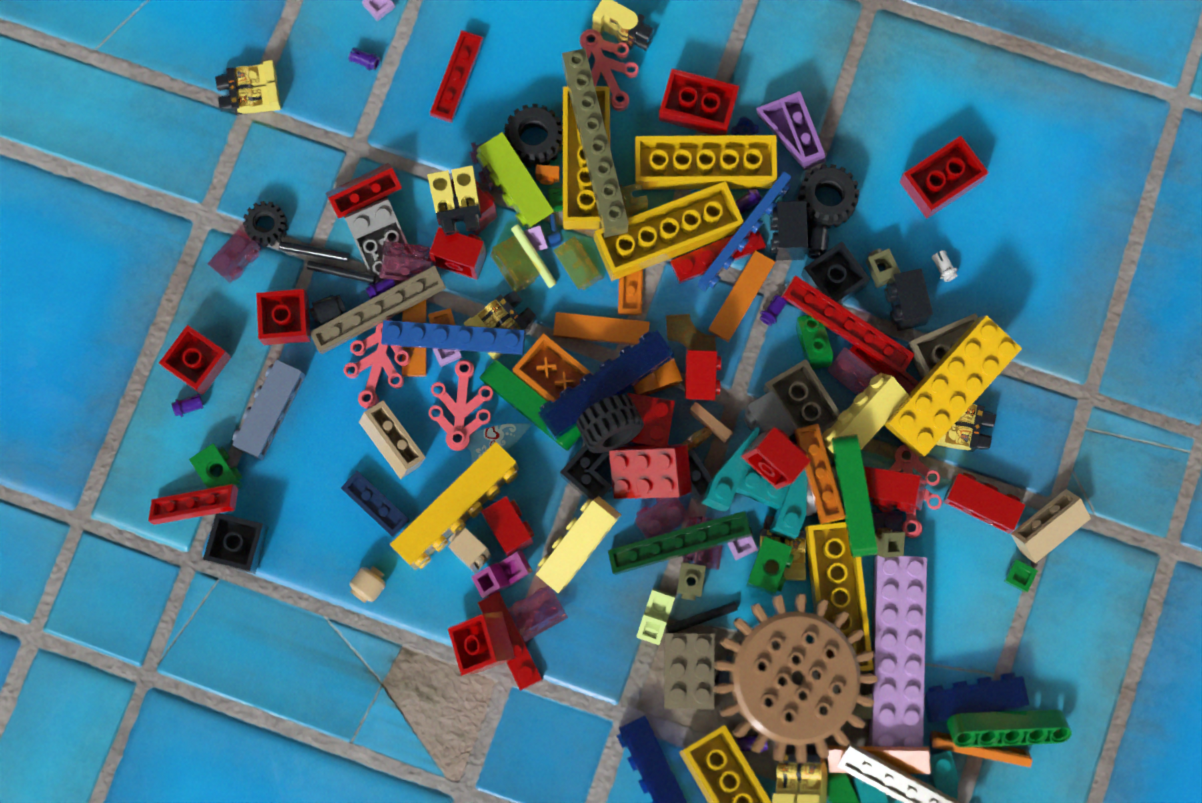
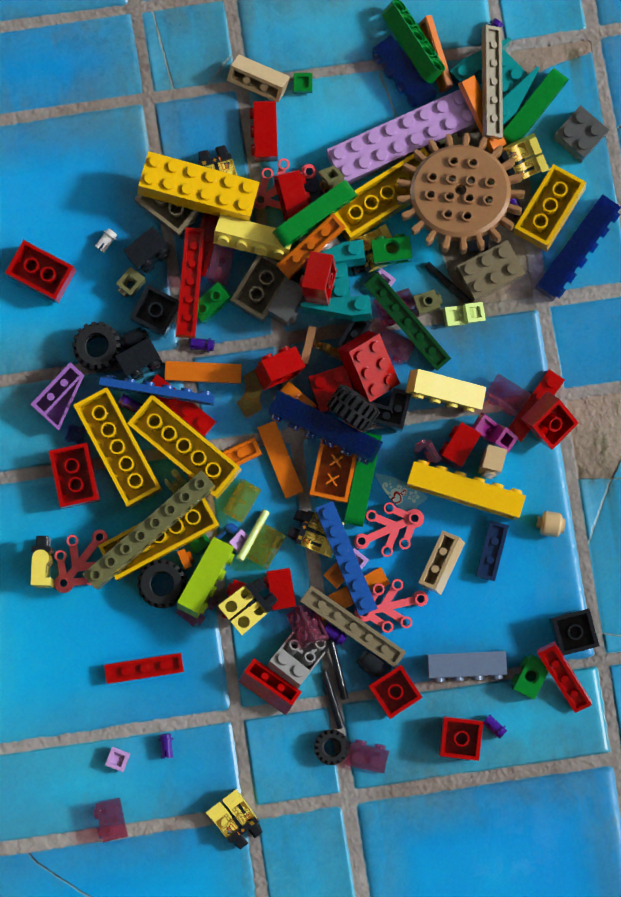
camera: 120 degrees left, 5 degrees up
(520, 491) = (431, 453): none -> clear pink bracket

